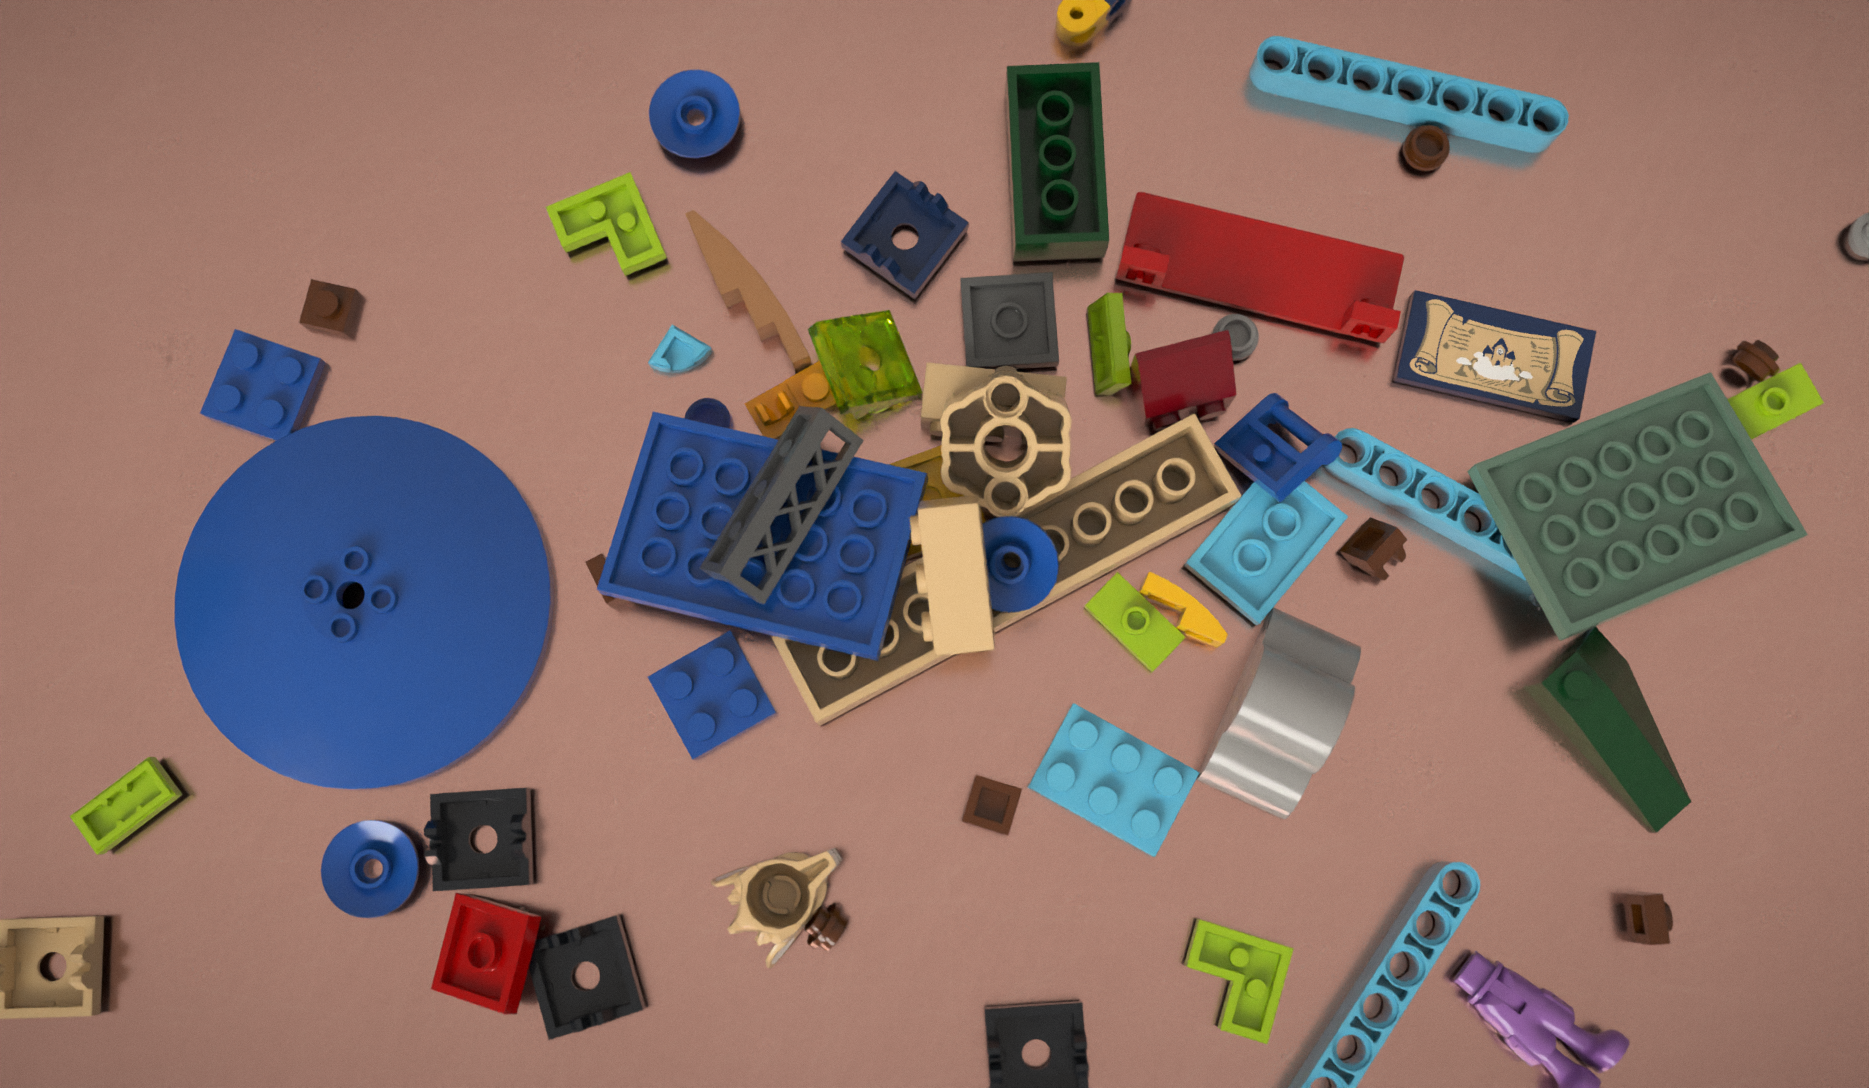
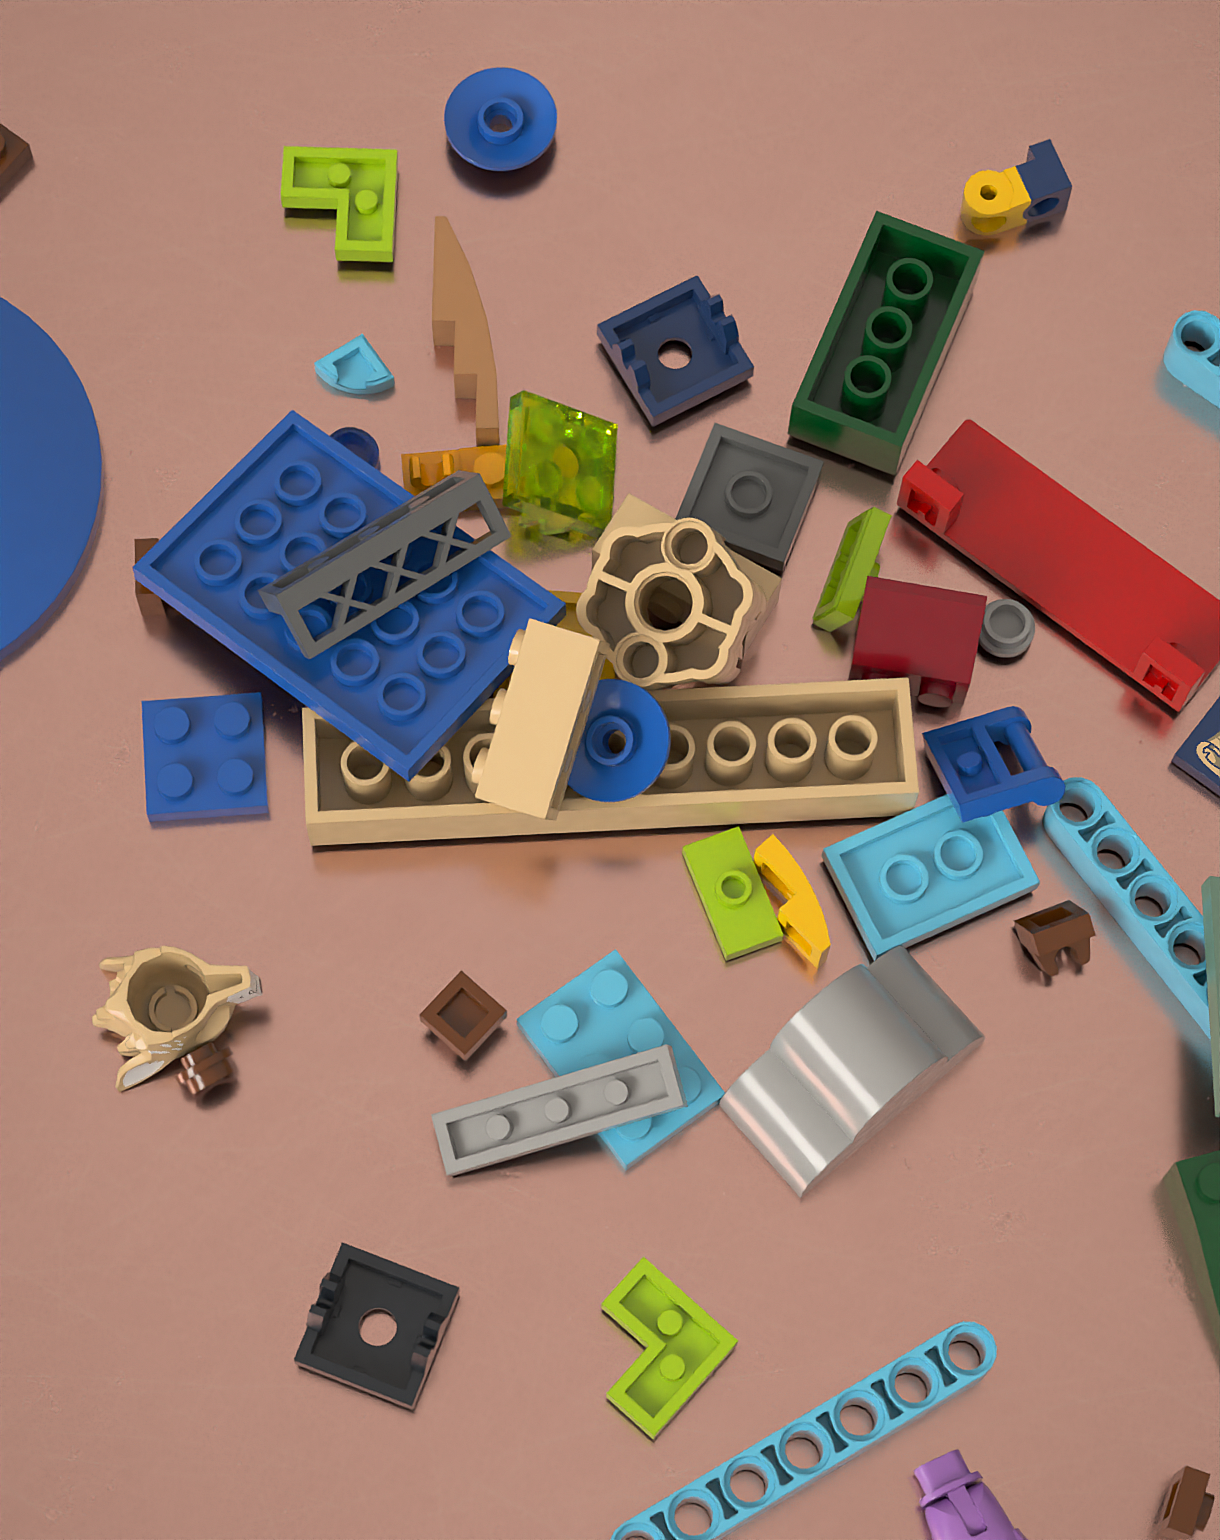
camera: 20 degrees right, 10 degrees down
(1093, 844) = (559, 1110): none -> light grey plate

